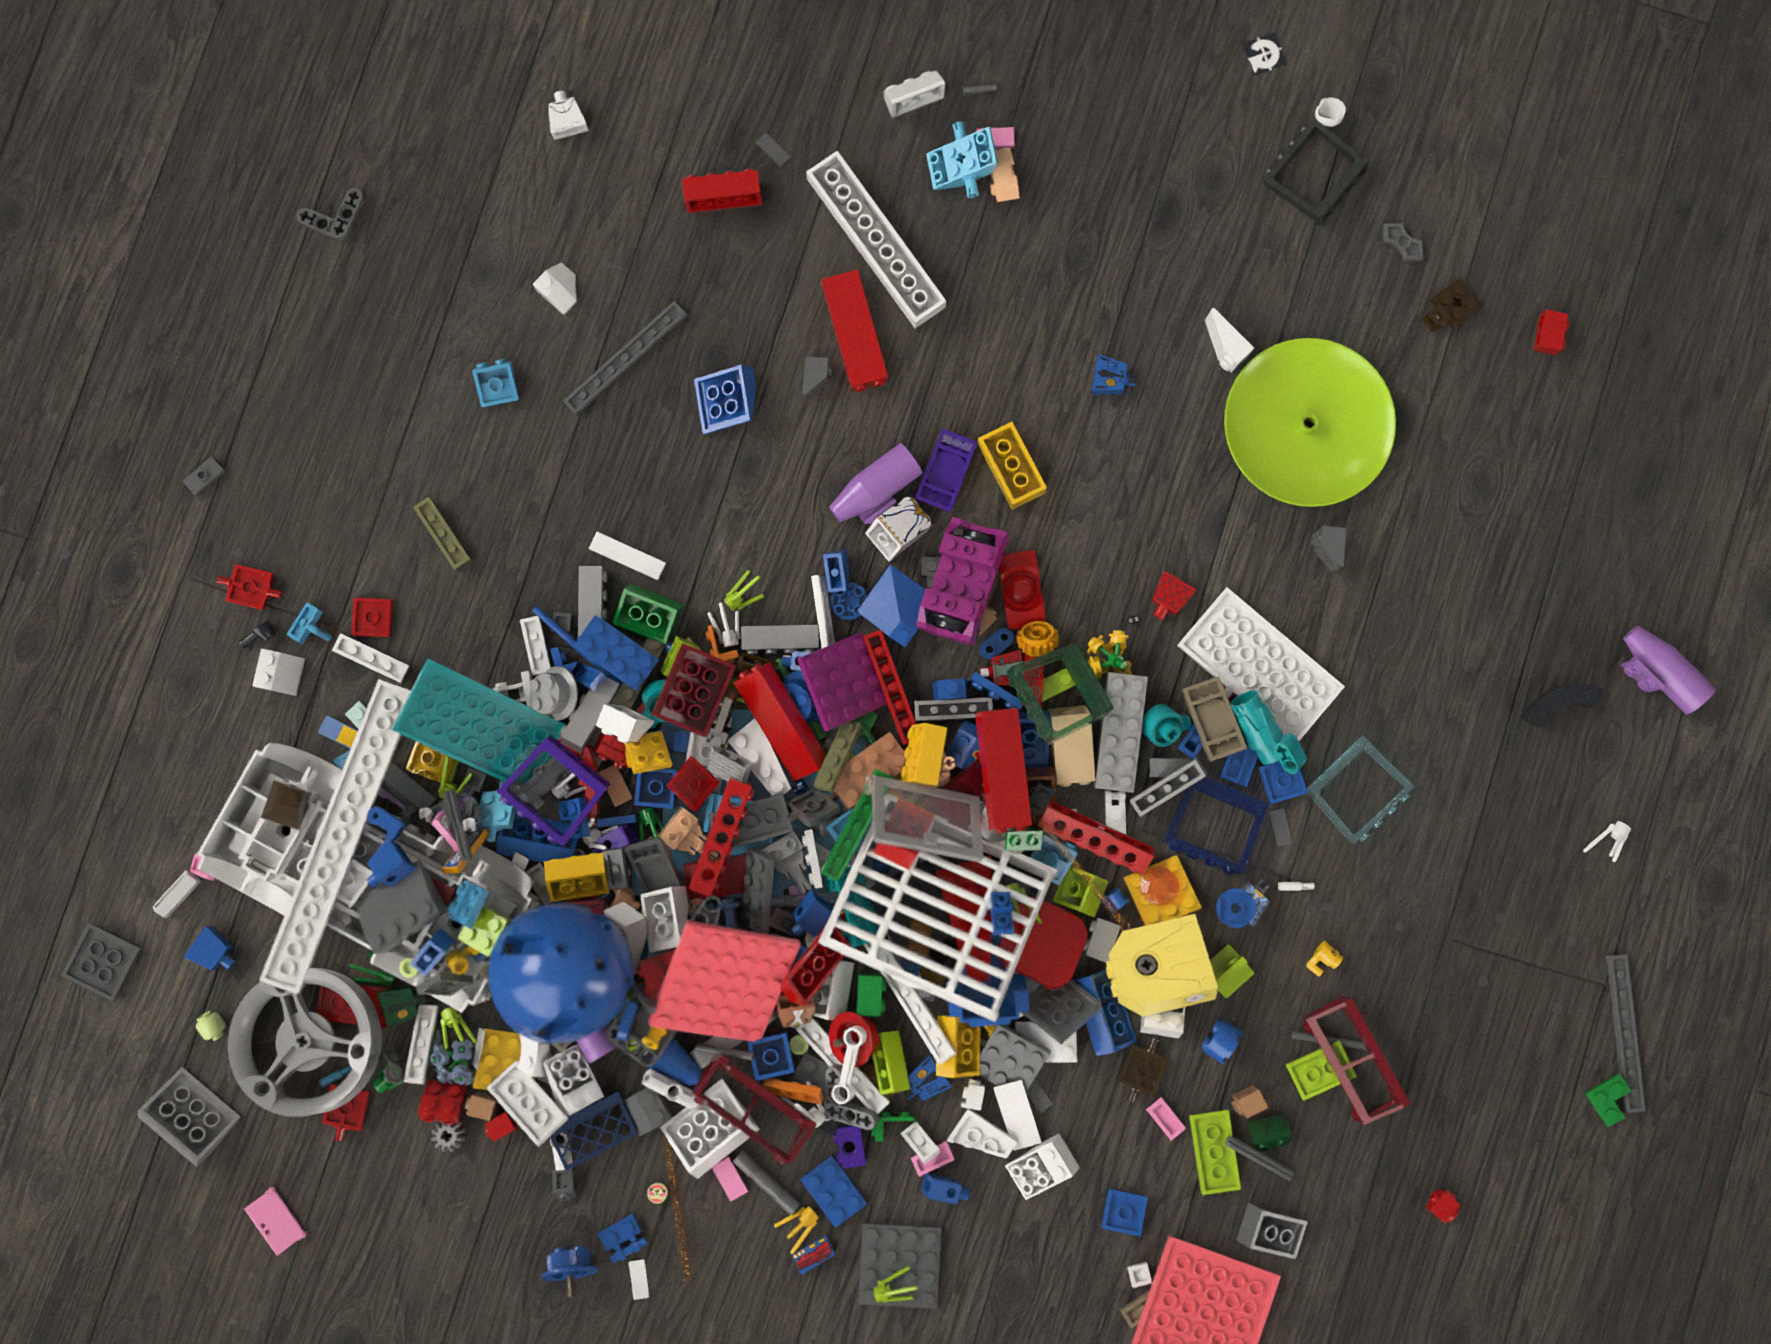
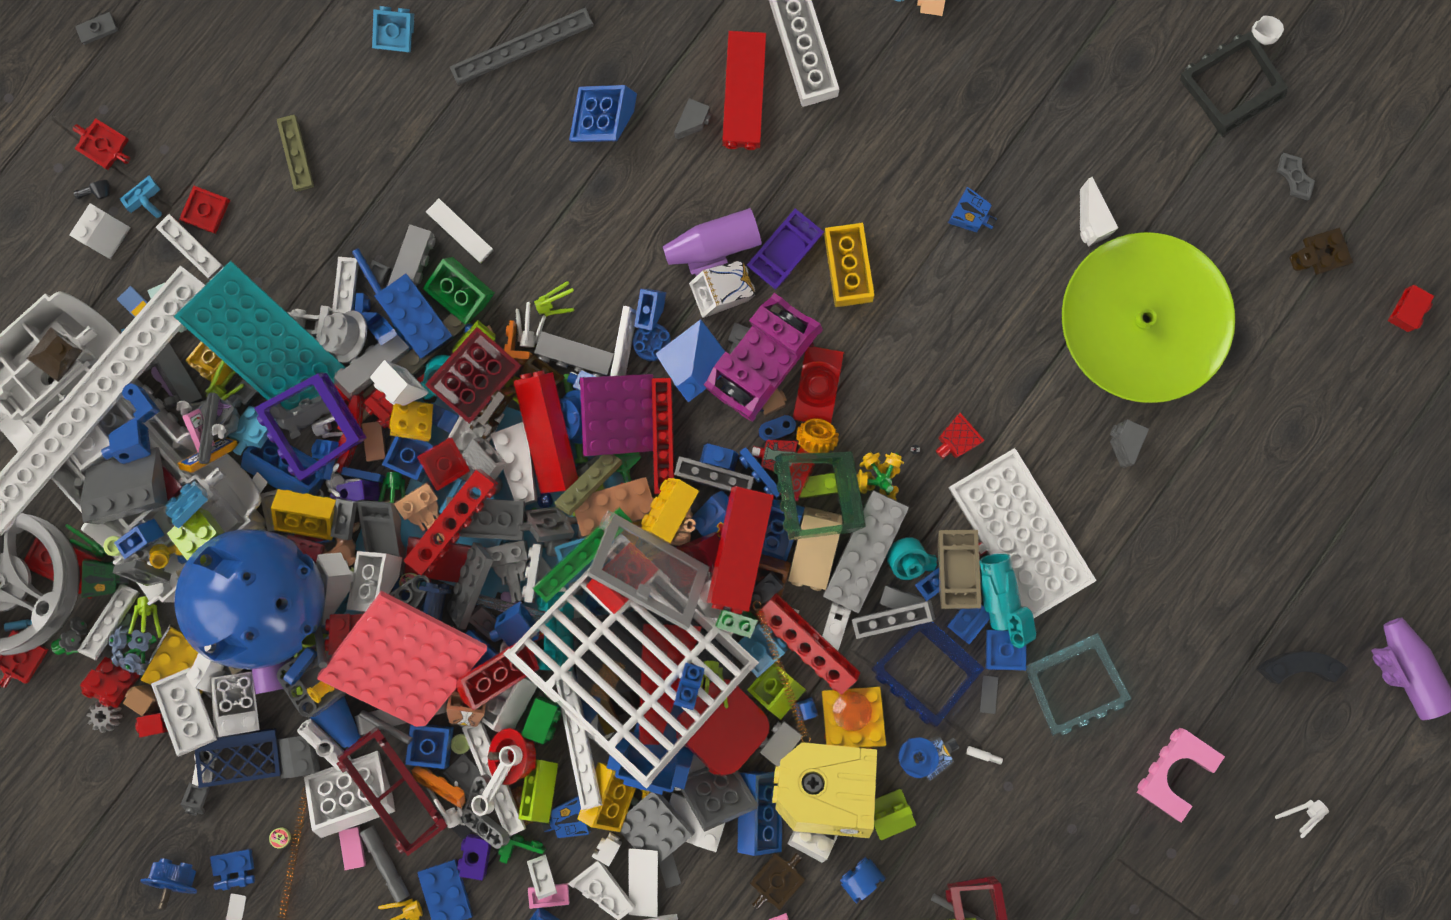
camera: 25 degrees right, 0 degrees up
(1327, 955) = (991, 831): yellow piece -> none
(1464, 860) = (1155, 786): none -> bright pink arch

